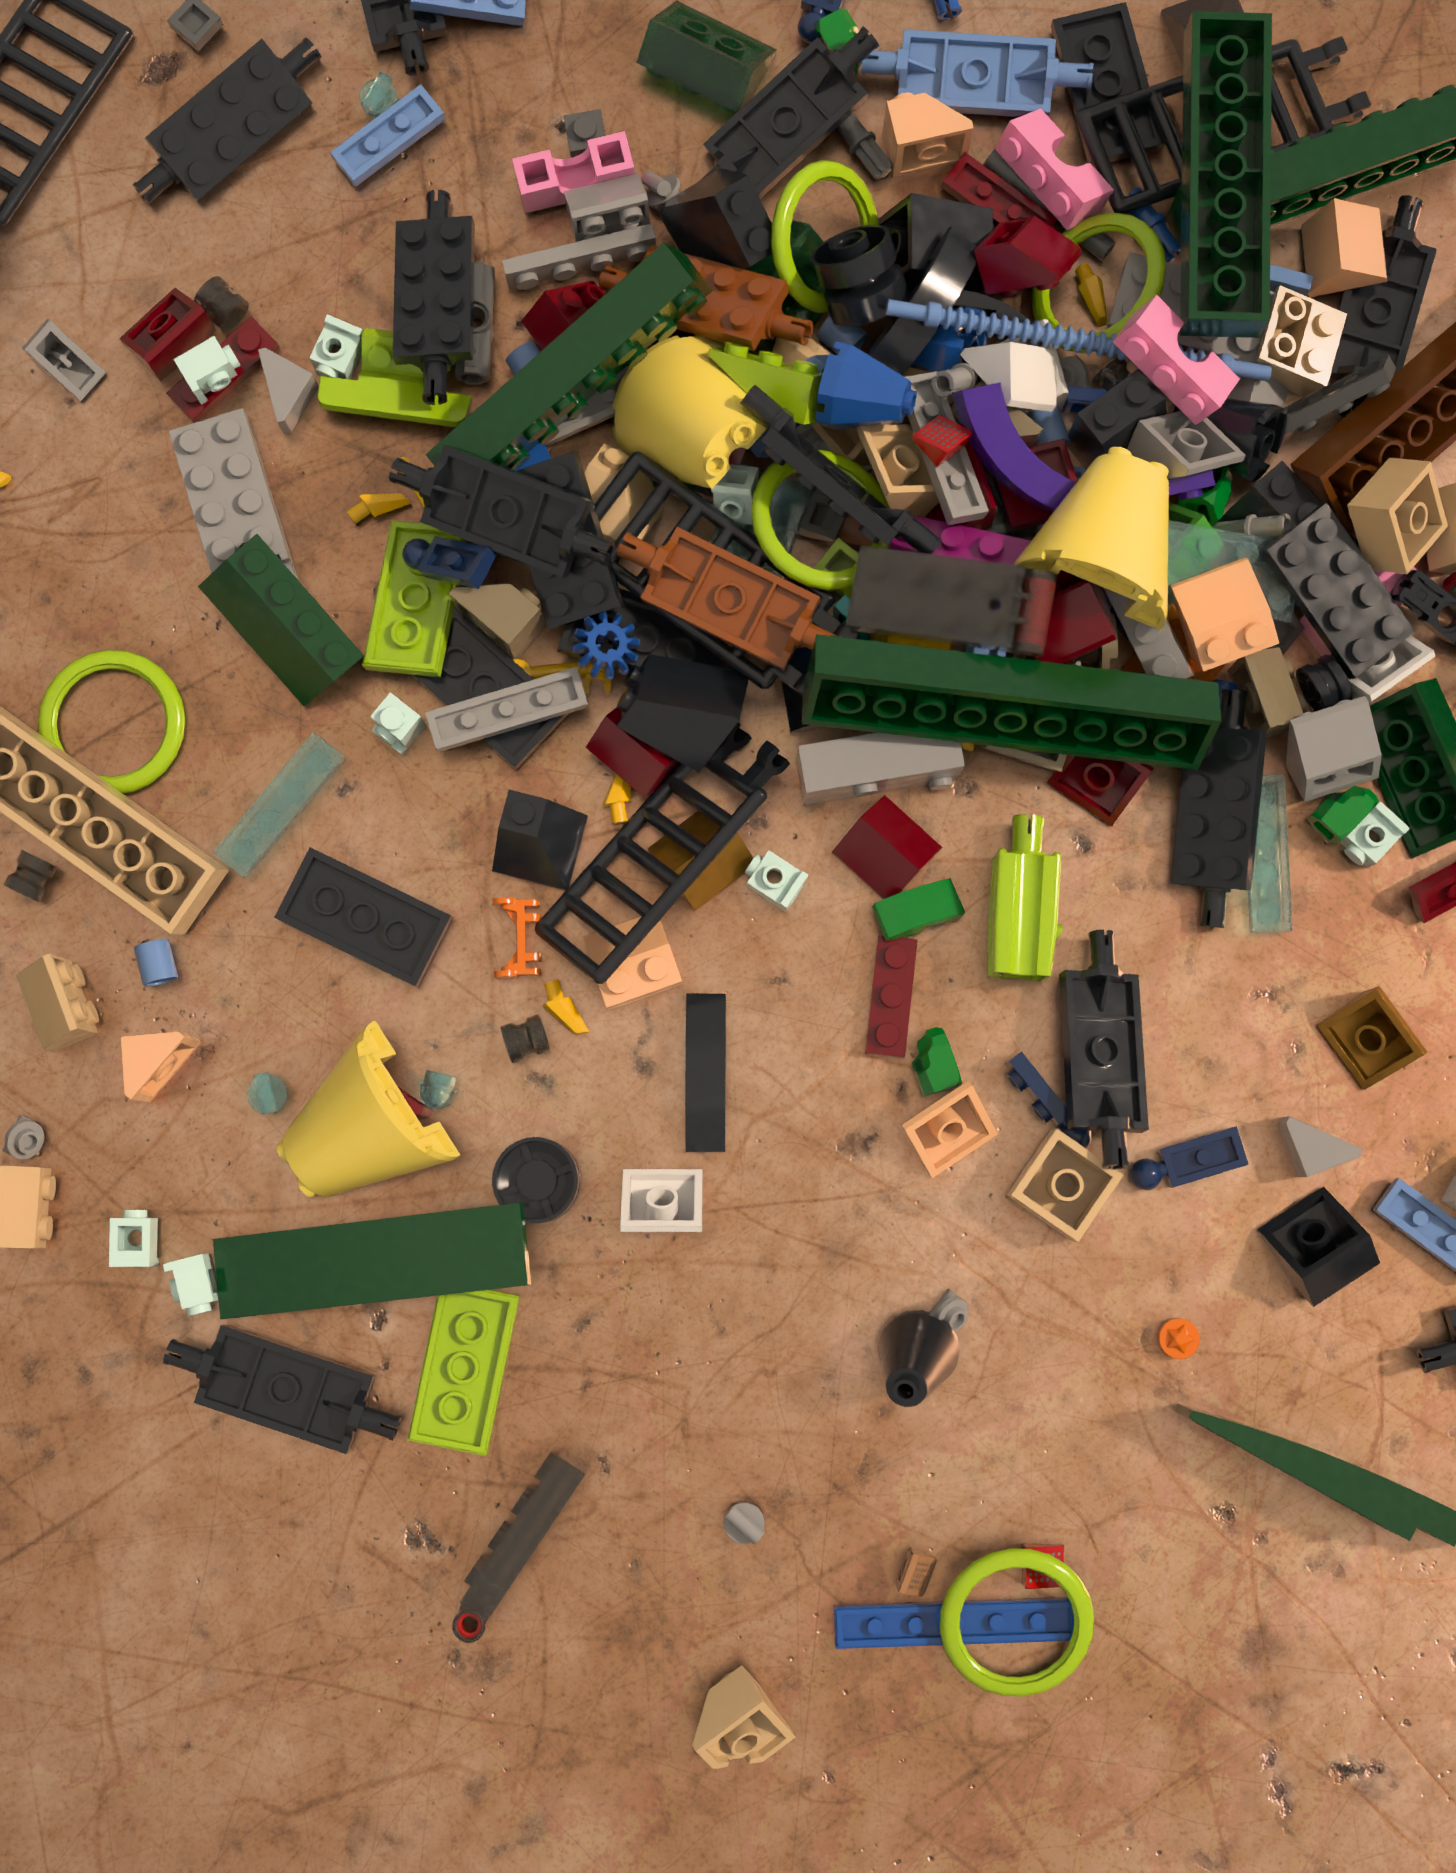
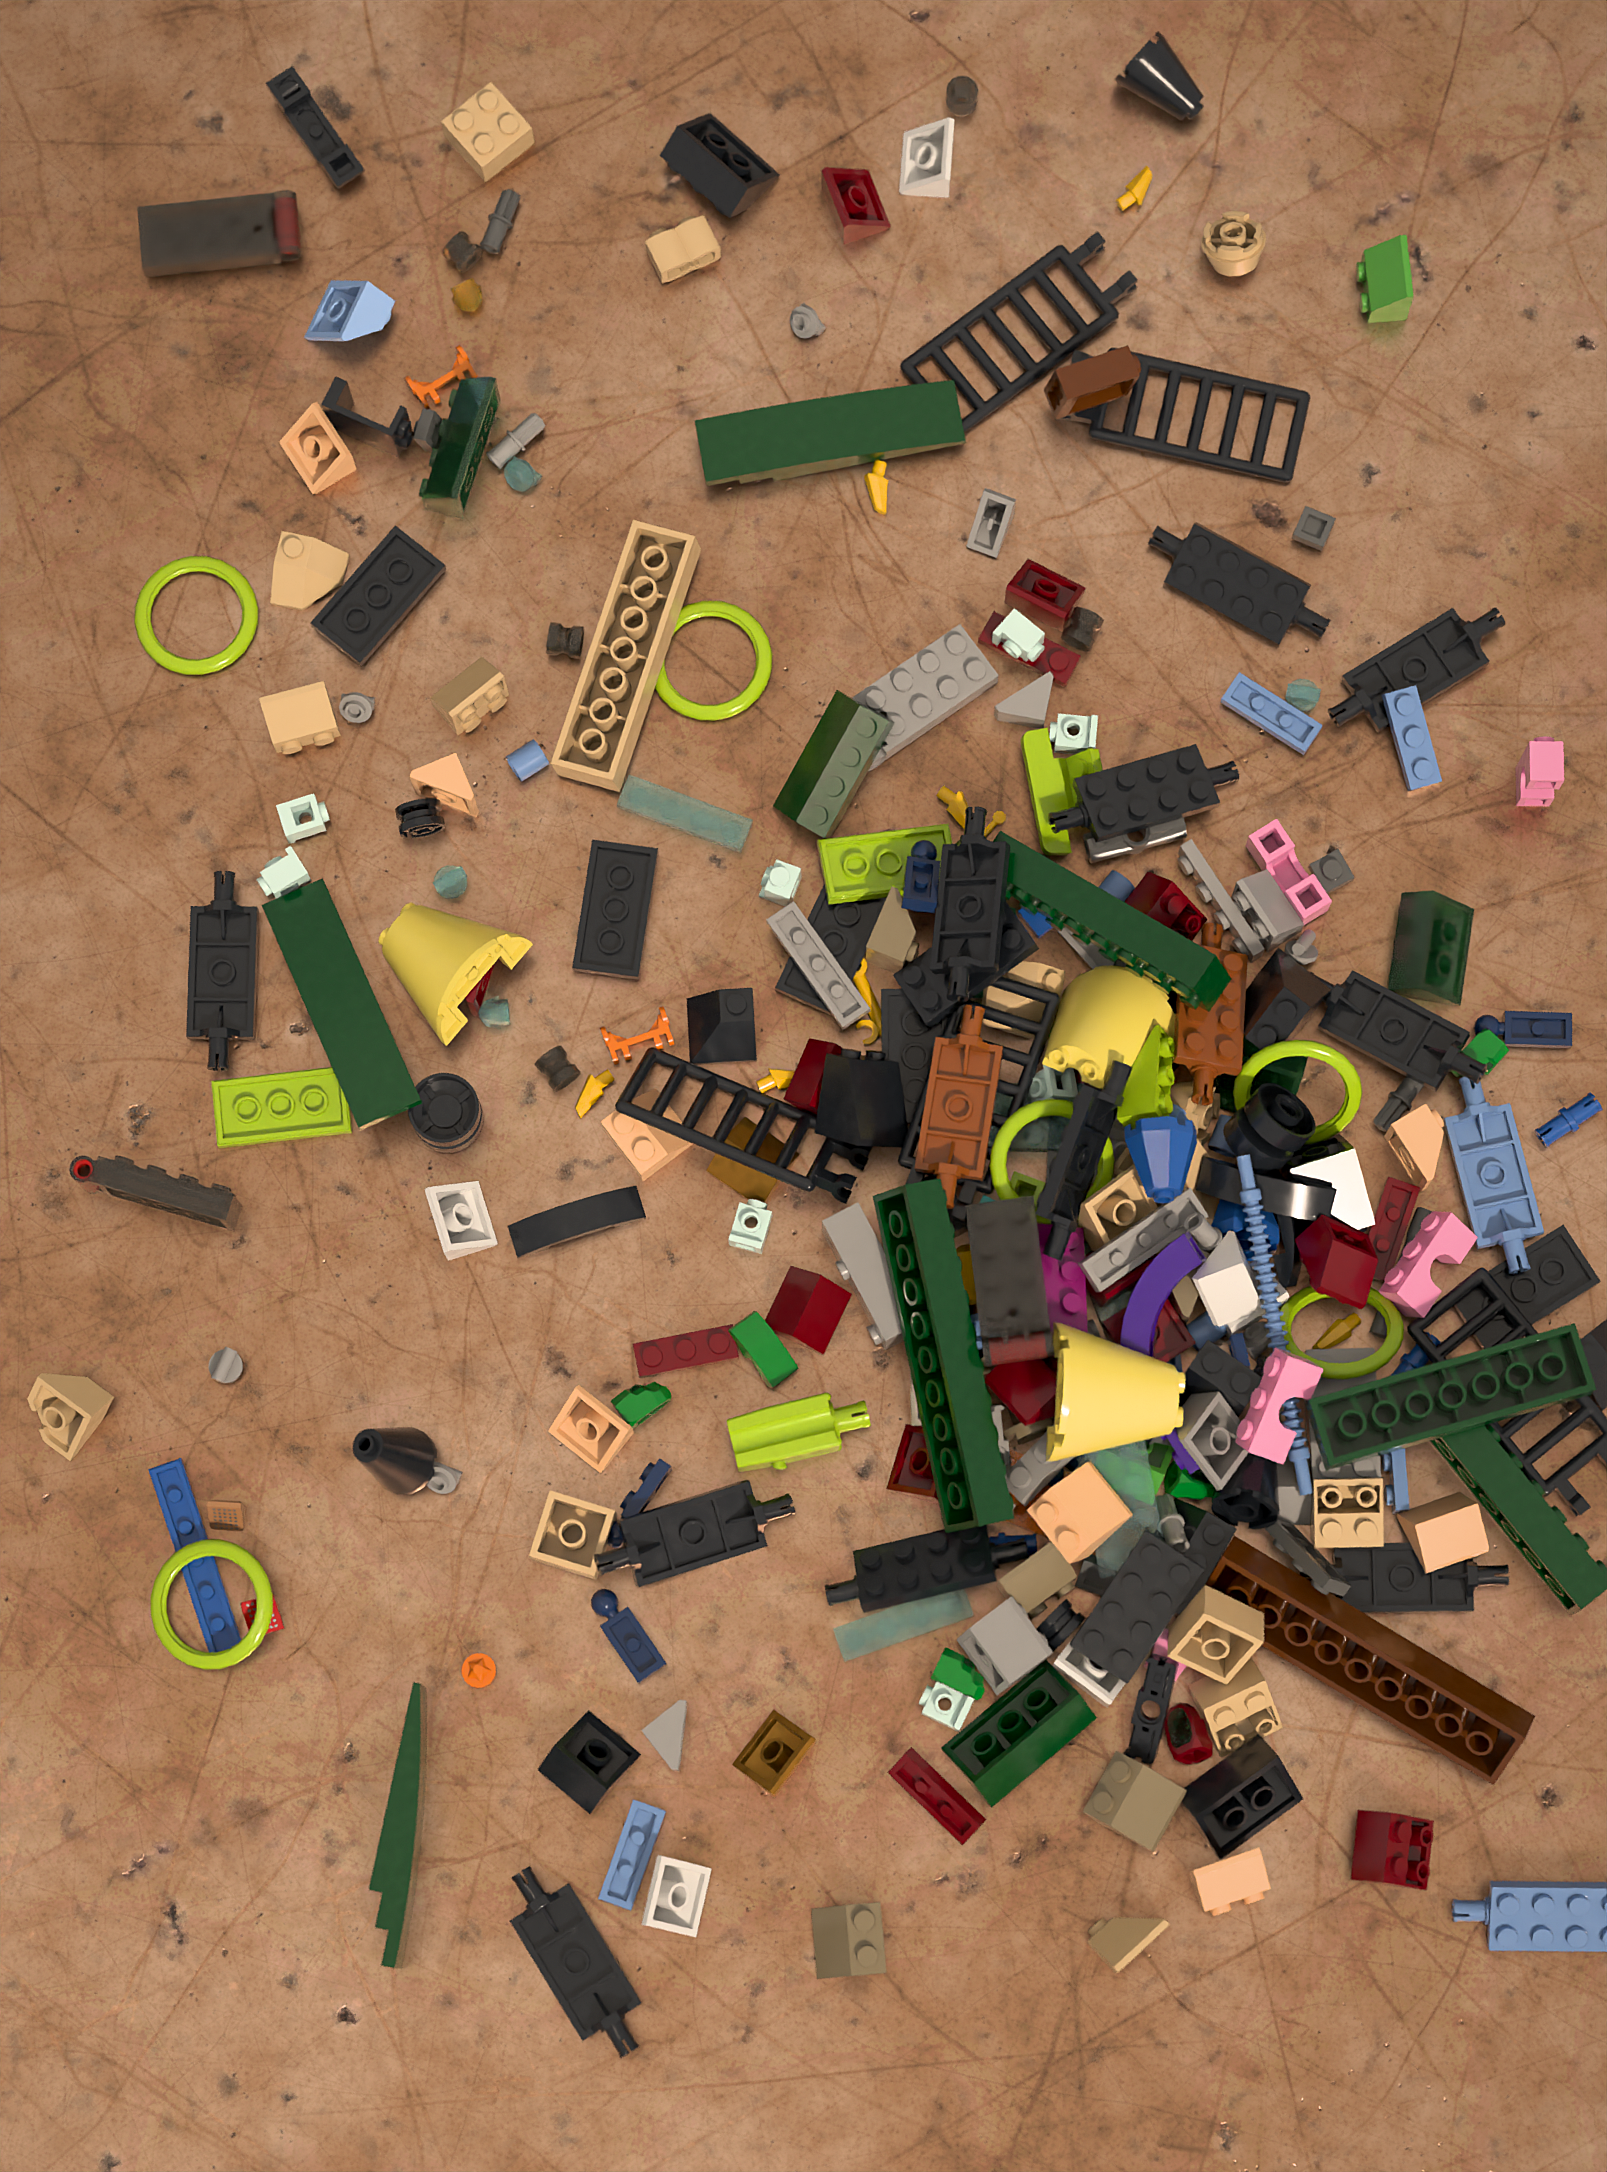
camera: 75 degrees right, 5 degrees down
(181, 1104) = (420, 818): none -> black wheel
(613, 658) = (902, 1018): blue gear -> none
(941, 439) = (1145, 1234): red slope -> none

